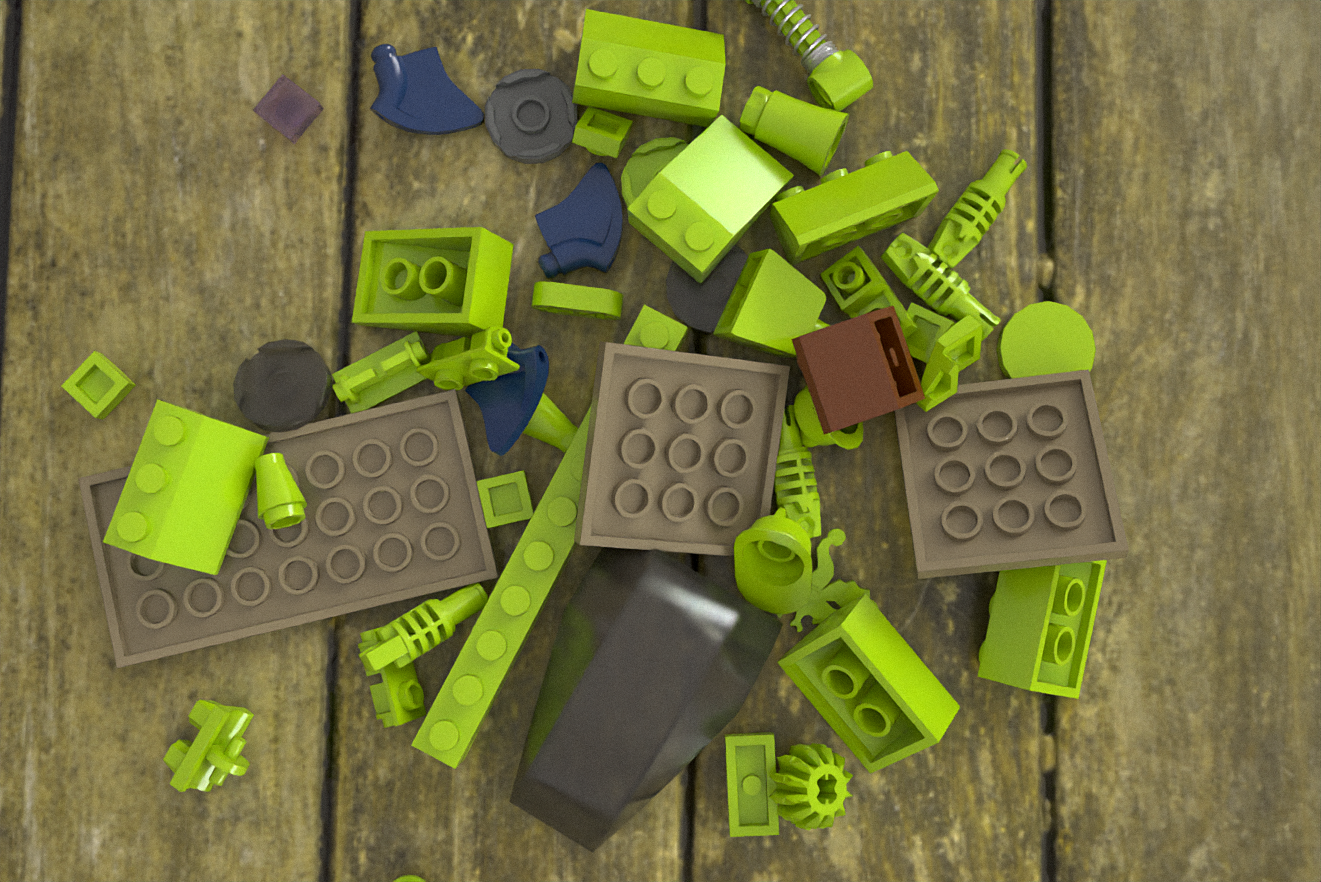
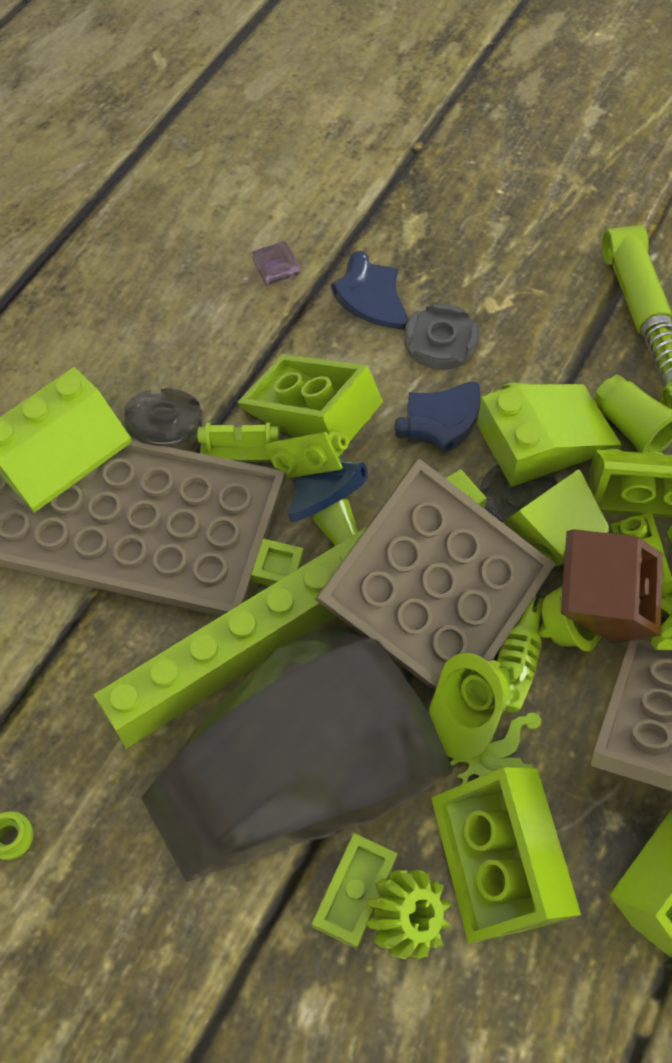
camera: 25 degrees right, 25 degrees down
(98, 385) = (39, 363): lime plate -> none
(278, 495) = (113, 476): lime cone -> none
(399, 695) = (118, 637): lime hinge -> none
(422, 628) = (153, 616): lime hinge -> none
(577, 300) = (402, 450): lime beam -> none
(602, 132) = (487, 362): lime plate -> none
(649, 68) = (539, 337): lime slope -> none

